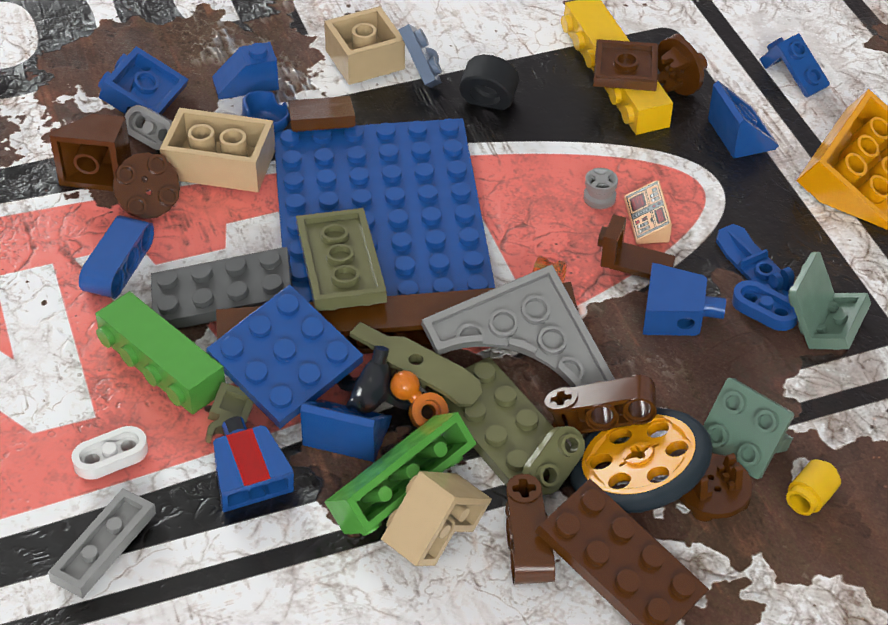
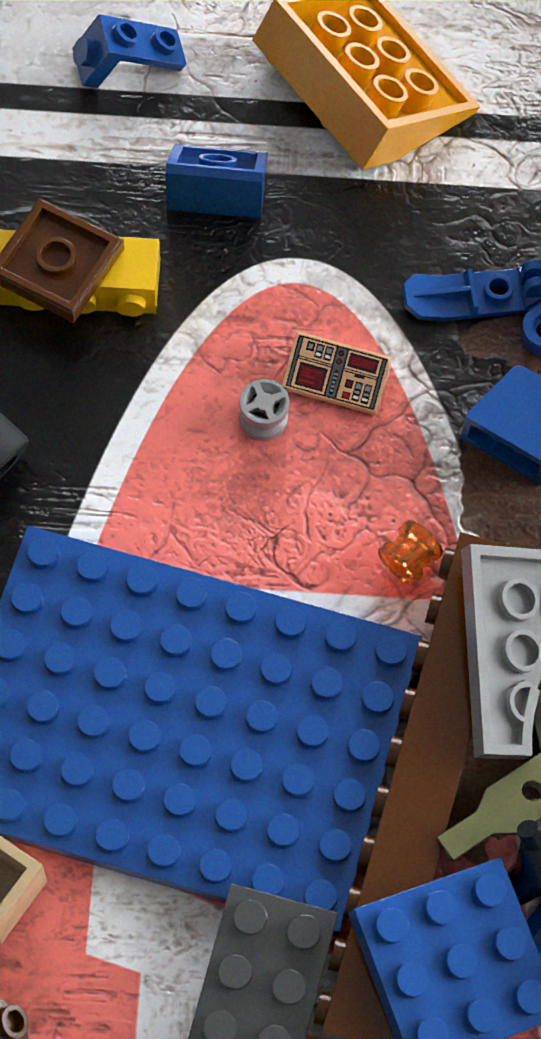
camera: 70 degrees left, 20 degrees up
(340, 259) = (300, 817): olive plate -> none
(625, 256) = (418, 430): reddish brown bracket -> none
(680, 66) = (86, 187): reddish brown plate -> none

